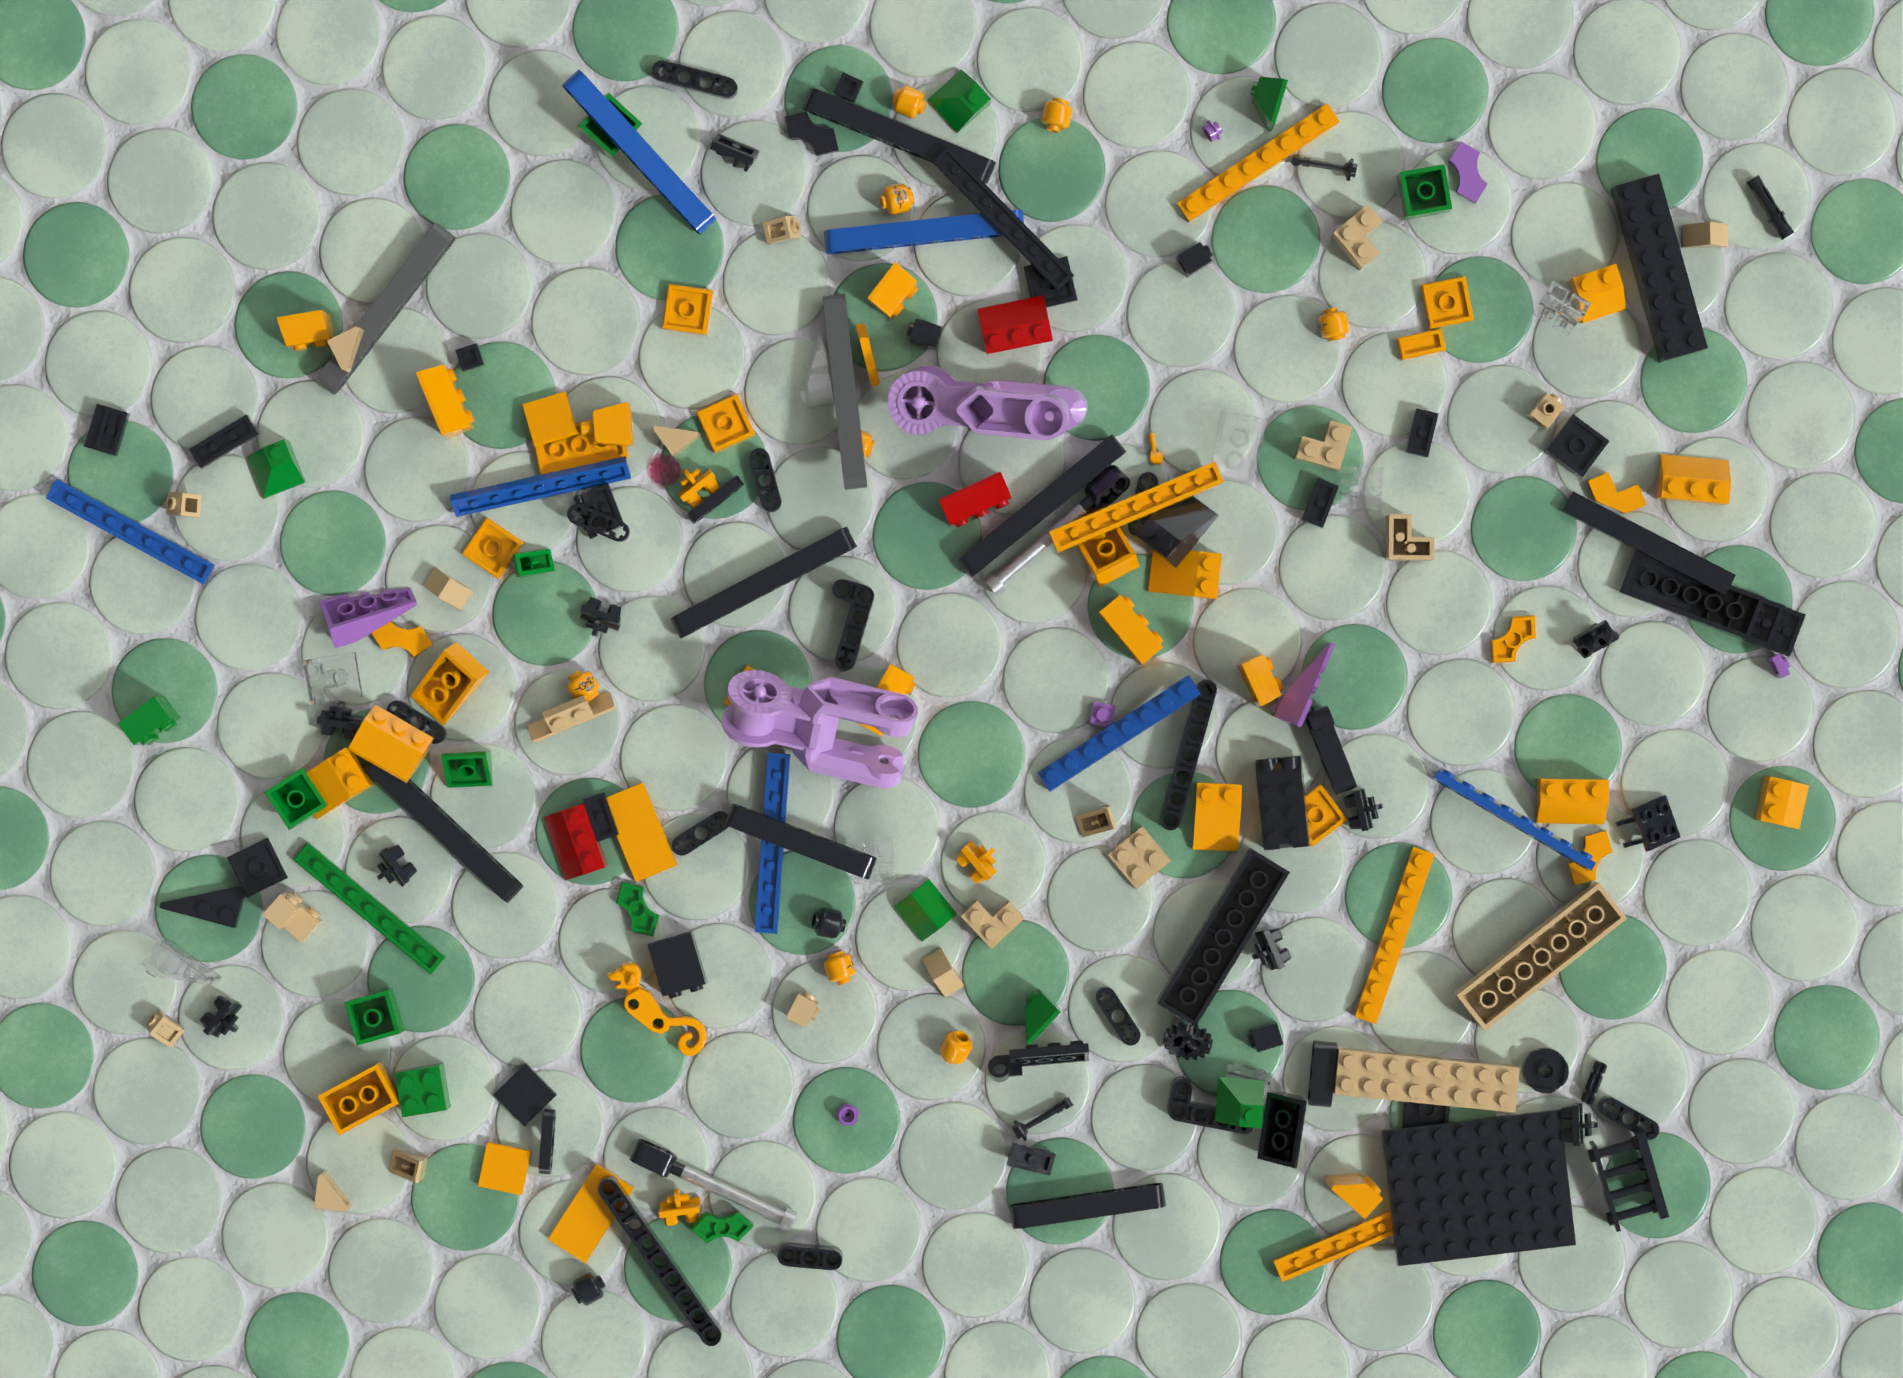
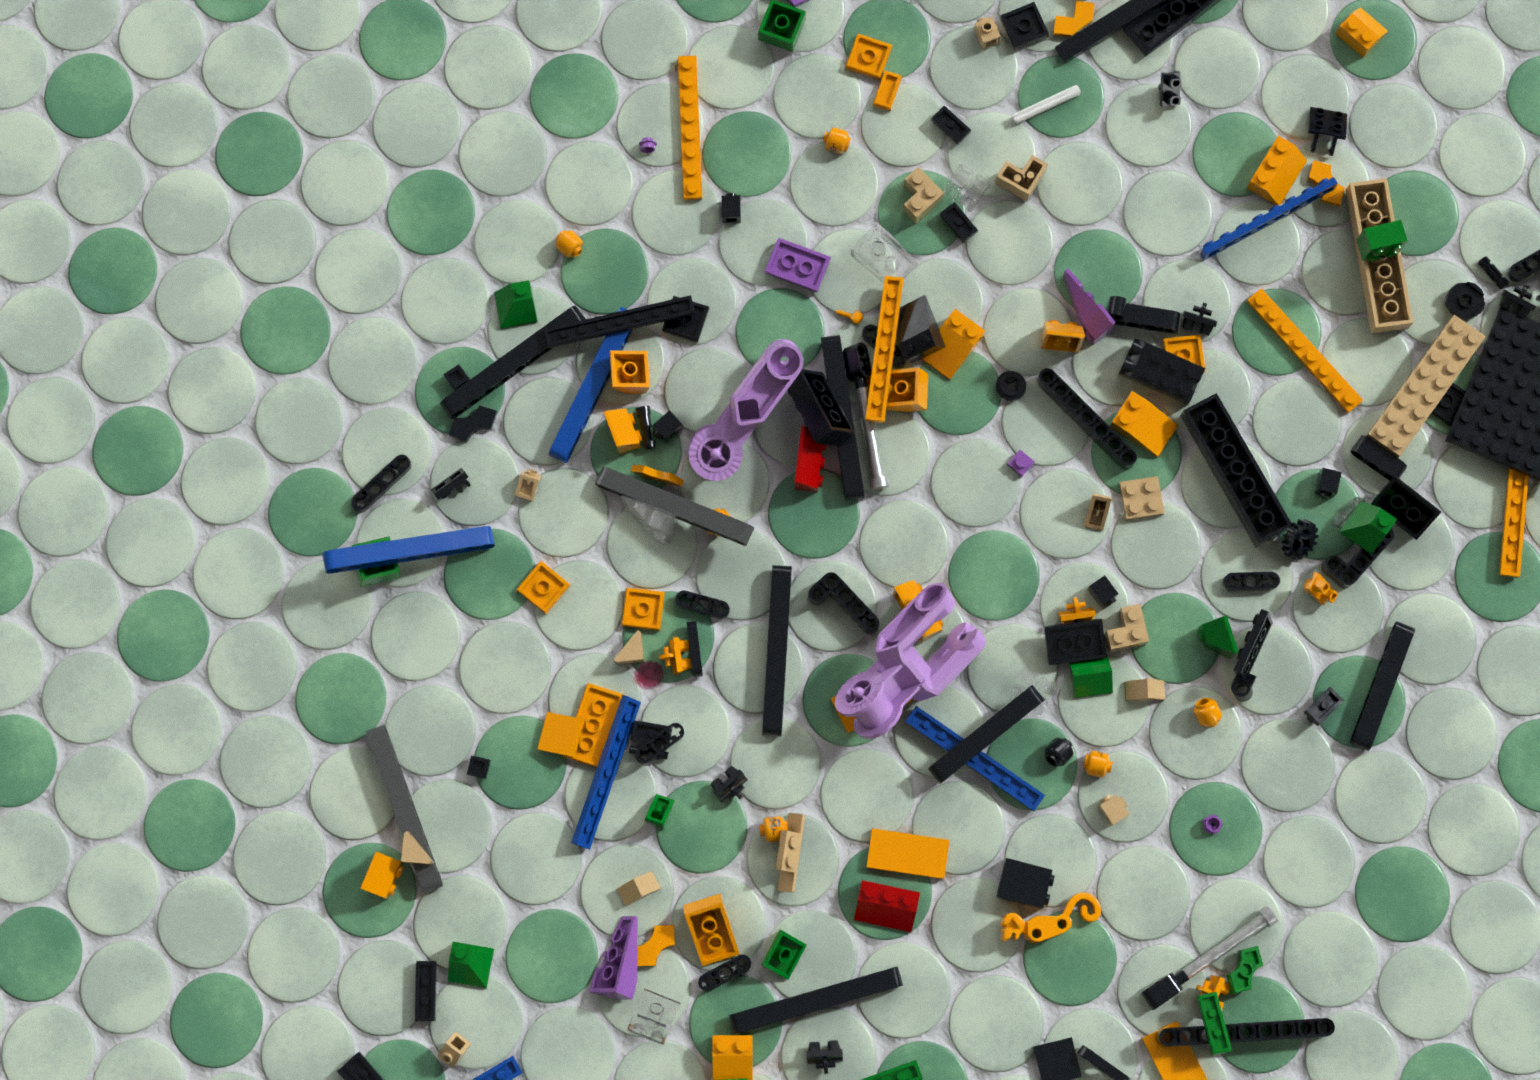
camera: 60 degrees left, 10 degrees down
(341, 718) = (686, 1029): black hips -> none
(391, 743) = (730, 999): light orange slope -> none
(445, 400) = (499, 802): light orange slope -> none
(492, 548) = (629, 836): light orange tile -> none
(601, 816) = (879, 873): black plate -> none
(611, 425) = (594, 691): light orange torso -> none
(642, 917) = (974, 890): green tile -> none
(647, 1226) = (1214, 1023): none -> green tile
(712, 818) = (941, 822): black beam -> none
(799, 1260) = (1312, 909): black beam -> none
(897, 199) = (558, 389): light orange head -> none
(909, 102) = (494, 340): light orange head -> none
(915, 310) = (644, 413): none -> black piece
(948, 875) = (1075, 641): none -> black plate
(957, 261) = (630, 371): none -> light orange slope
(1015, 324) = (700, 359): red slope -> none
(1017, 874) = (1103, 592): none -> black brick
(1021, 1129) = (1296, 702): black piece -> none
(1031, 480) = (820, 409): none -> black brick
(1119, 733) = (1042, 457): blue plate -> none
(1131, 629) = (971, 404): light orange brick -> none
(1148, 1090) = (1320, 589): none -> light orange hips
(1175, 364) = (797, 265): none -> medium lavender plate
(1187, 652) = (1009, 377): none -> black gear
(1268, 98) = (651, 92): green slope -> none
(1268, 951) = (1265, 444): black hips -> none
(1349, 168) = (734, 68): black piece -> none
(1353, 240) = (785, 92): tan brick -> none
(1356, 1191) = (1483, 481): light orange slope -> none
(1504, 518) = (1046, 104): none -> white axle
(1520, 630) = (1139, 154): light orange tile -> none
(1552, 953) = (1382, 241): none -> green brick

